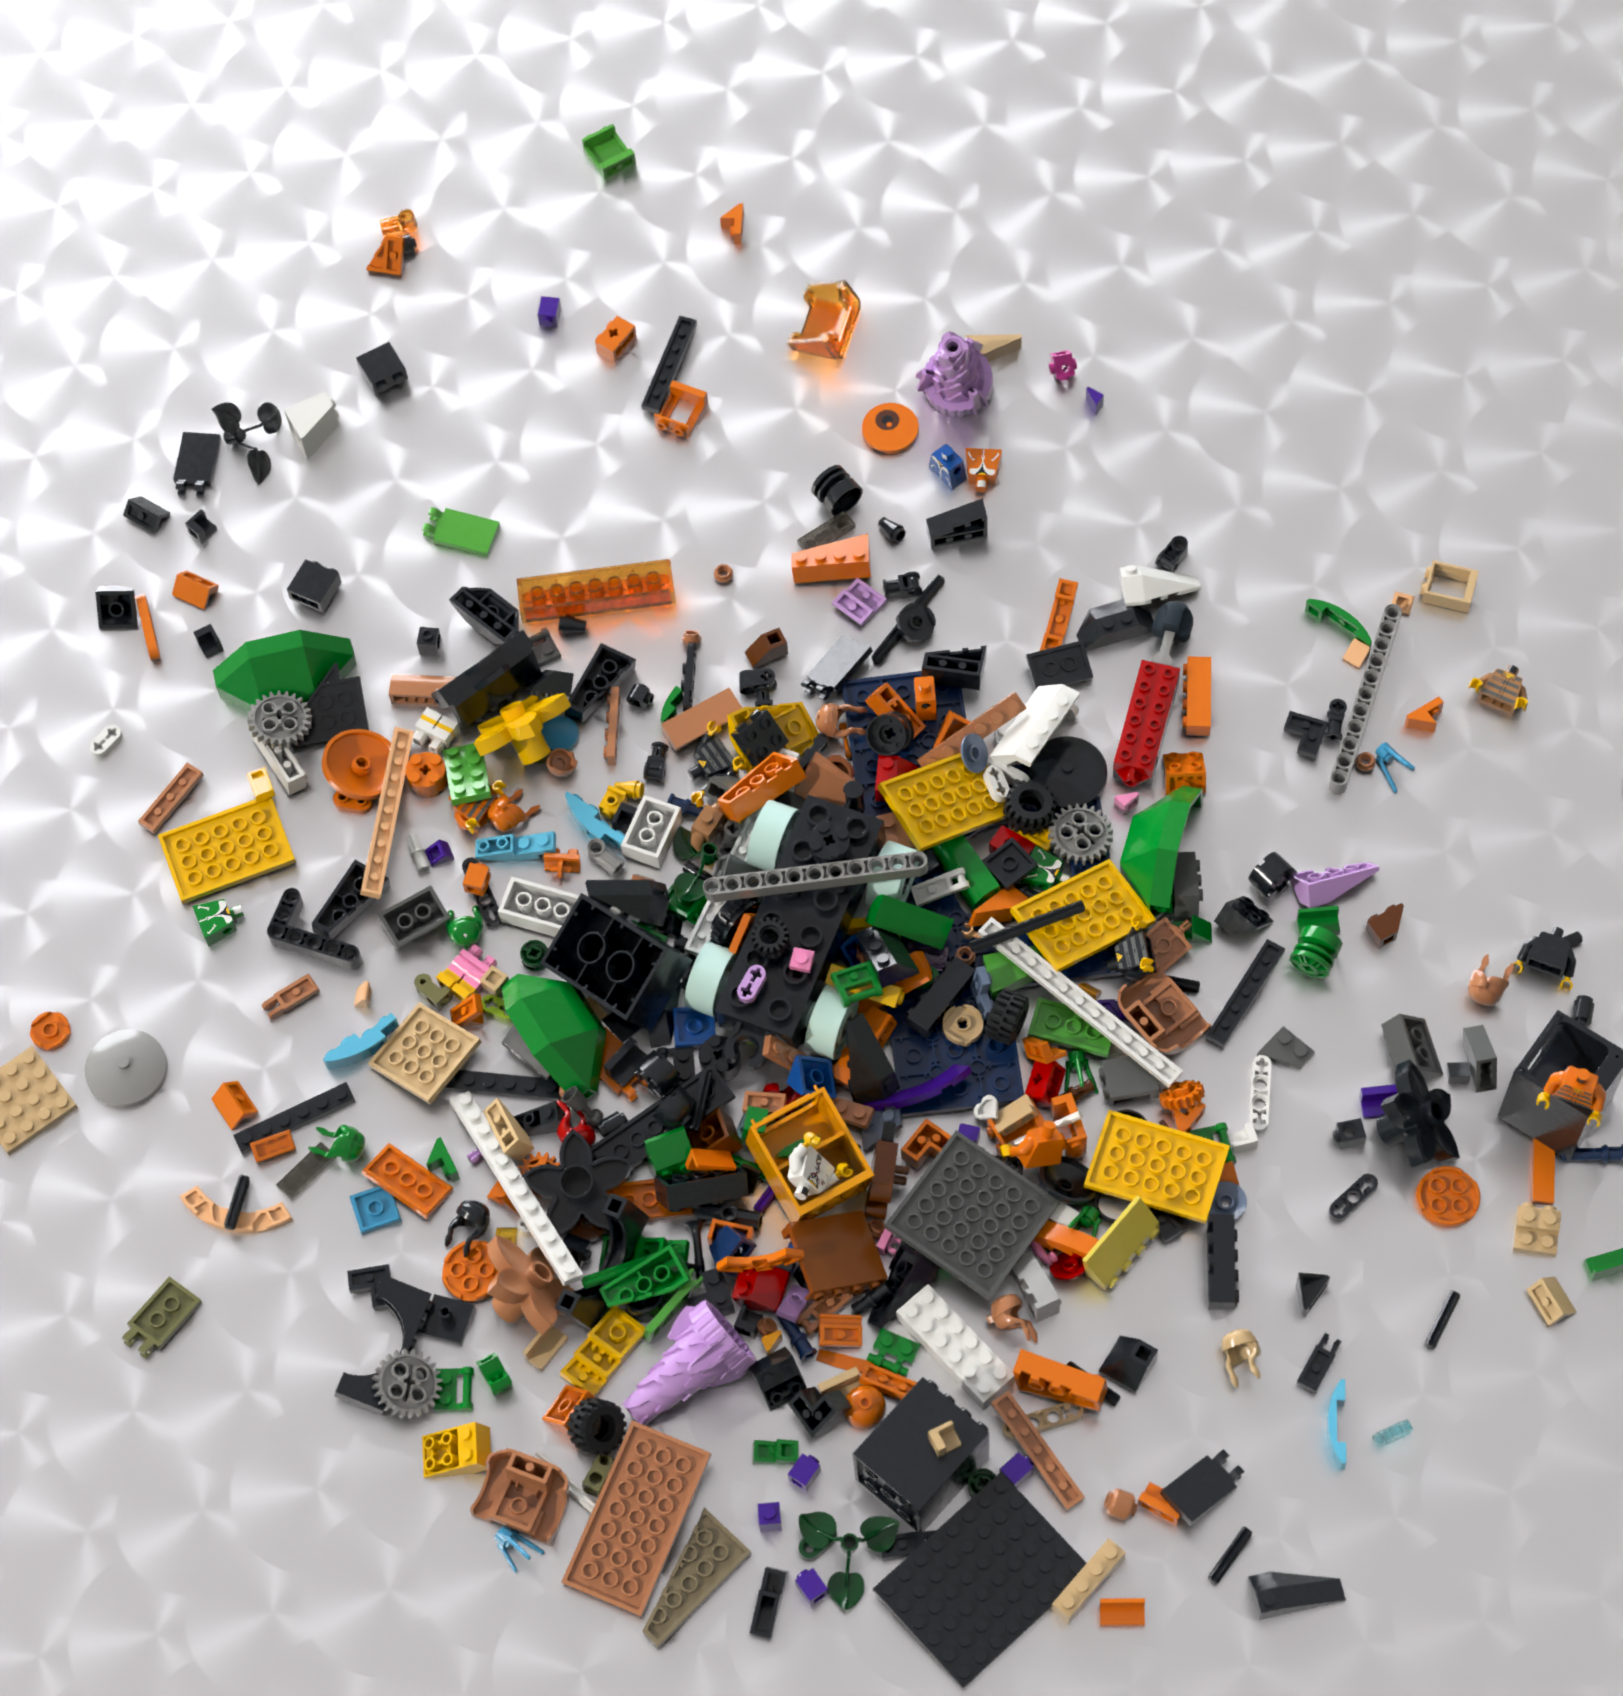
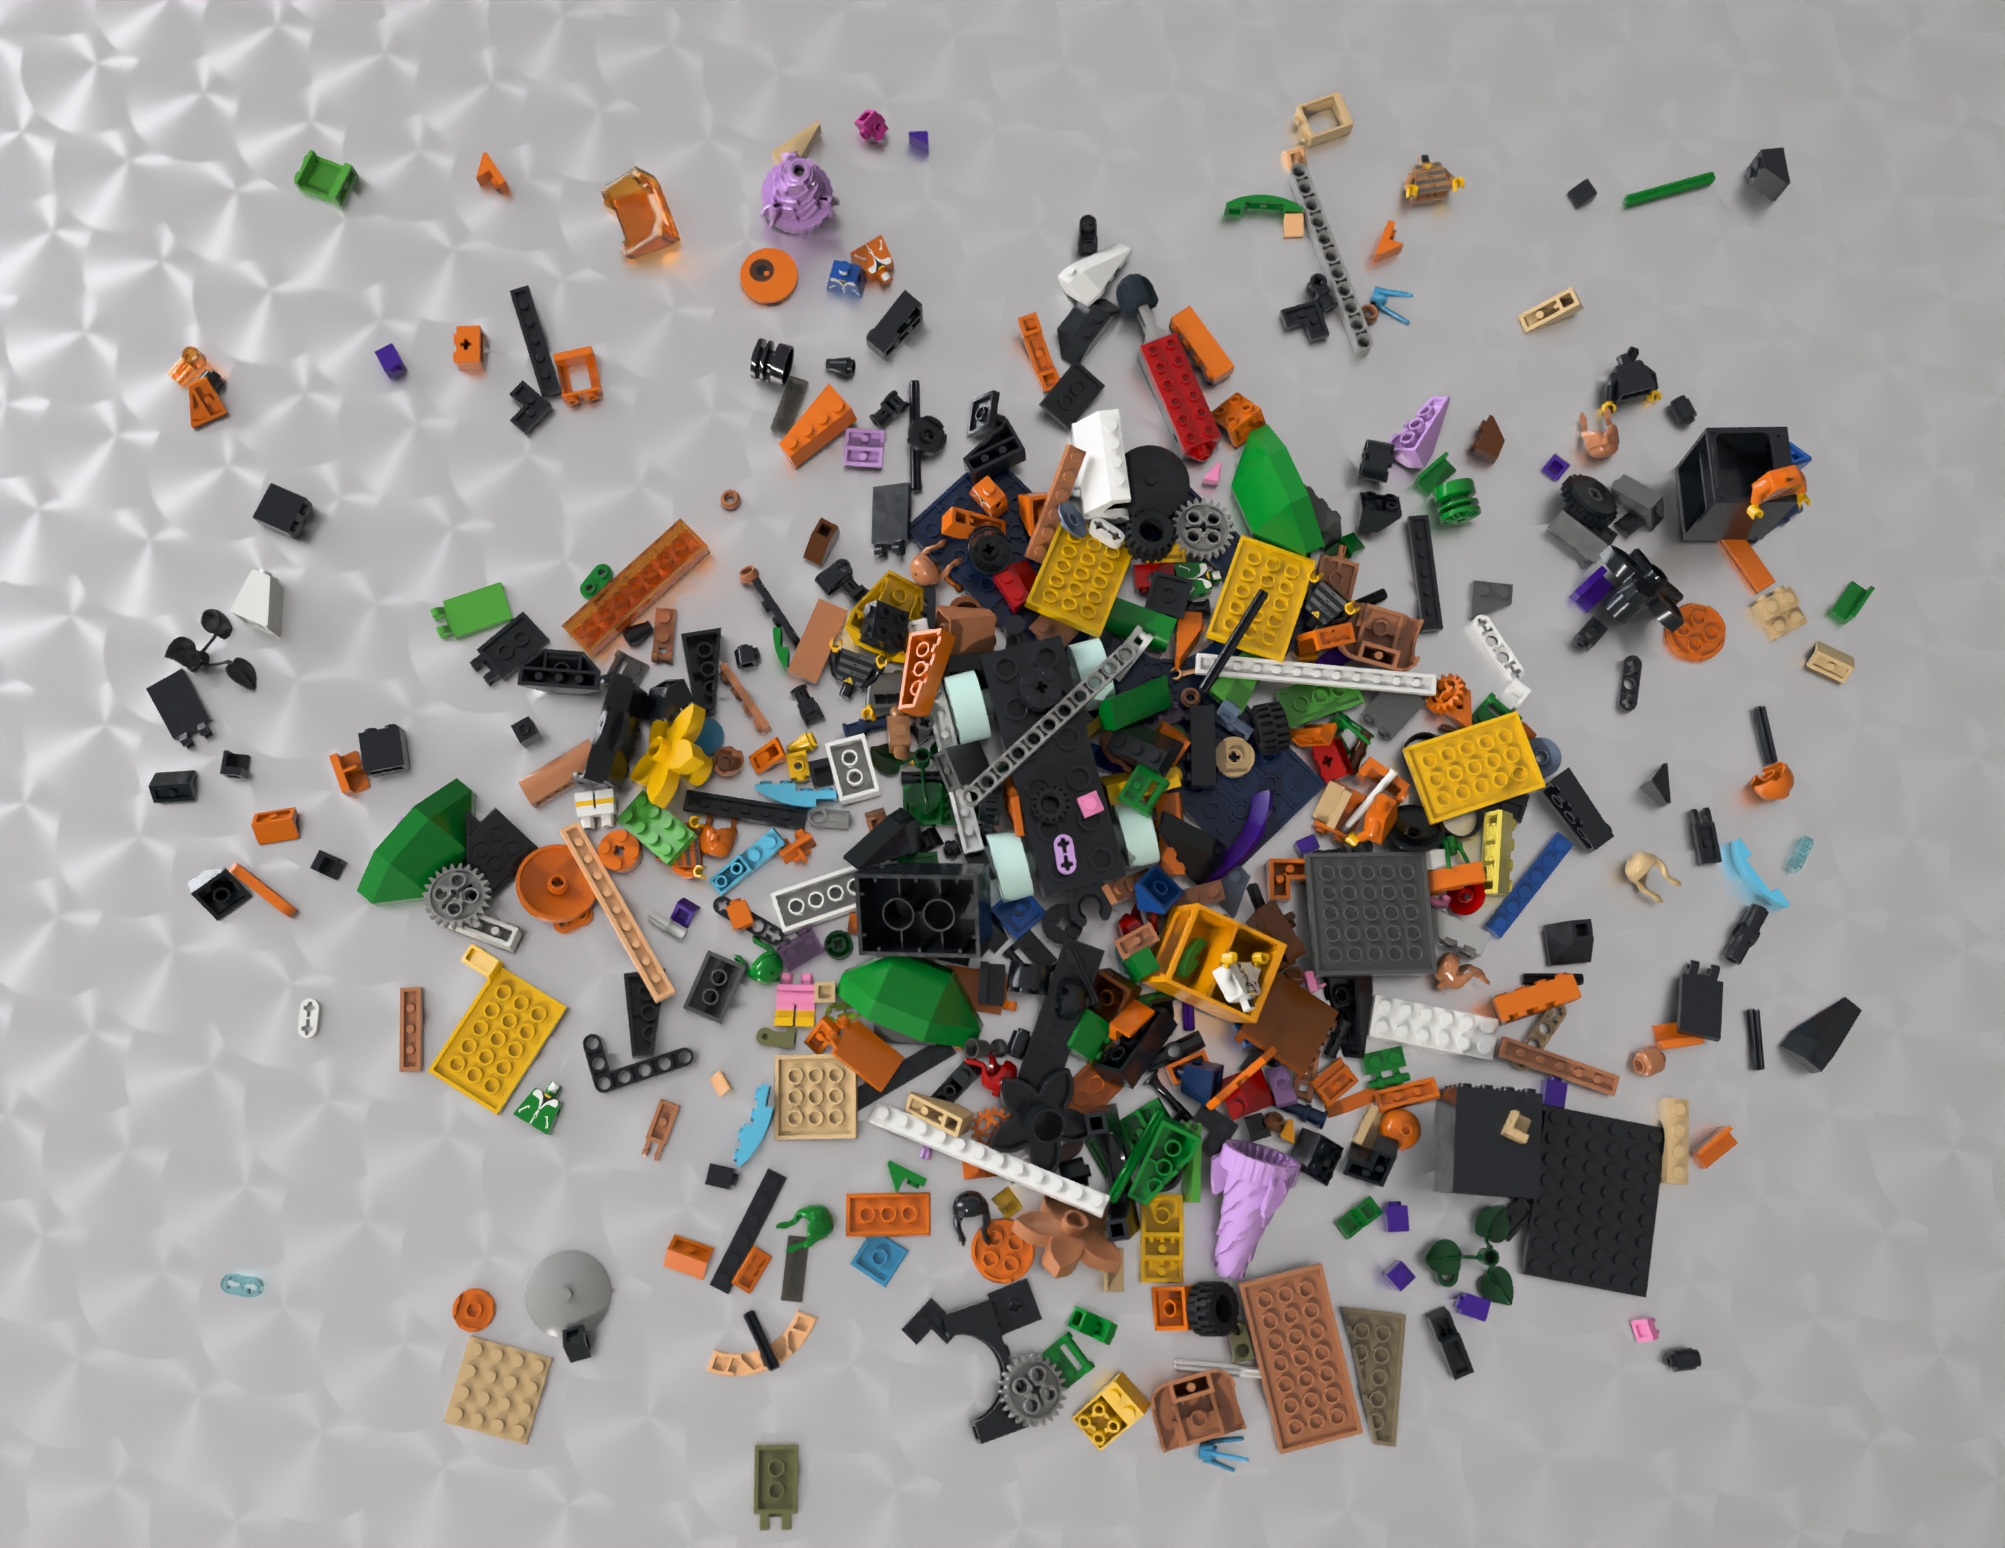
camera: 45 degrees left, 15 degrees up
(102, 1104) = (576, 1343): none -> black brick
(275, 586) = (350, 773): none -> orange panel
(306, 1062) = (721, 1176): none -> black brick
(465, 571) = (509, 648): none -> black tile
(486, 1042) = (864, 1052): none -> orange tile
(502, 936) = (800, 949): none -> clear purple brick
(545, 806) = (745, 809): none -> black plate
(572, 565) = (598, 582): none -> green plate
(590, 640) = (664, 635): none -> nougat plate
(595, 778) = (767, 756): none -> orange slope
(627, 412) = (533, 407): none -> black plate
(974, 635) = (984, 414): none -> black tile
(987, 1108) = (1306, 813): white tile -> none
(1105, 980) = (1325, 638): none -> orange panel
(1133, 1296) = (1528, 885): none -> blue plate
(1290, 1464) = (1745, 934): none -> black piece
(1414, 1360) = (1774, 783): none -> orange cylinder
(1432, 985) = (1556, 467): none -> dark purple slope
(1432, 1024) = (1589, 500): none -> black gear
(1529, 858) = (1551, 310): none -> tan slope

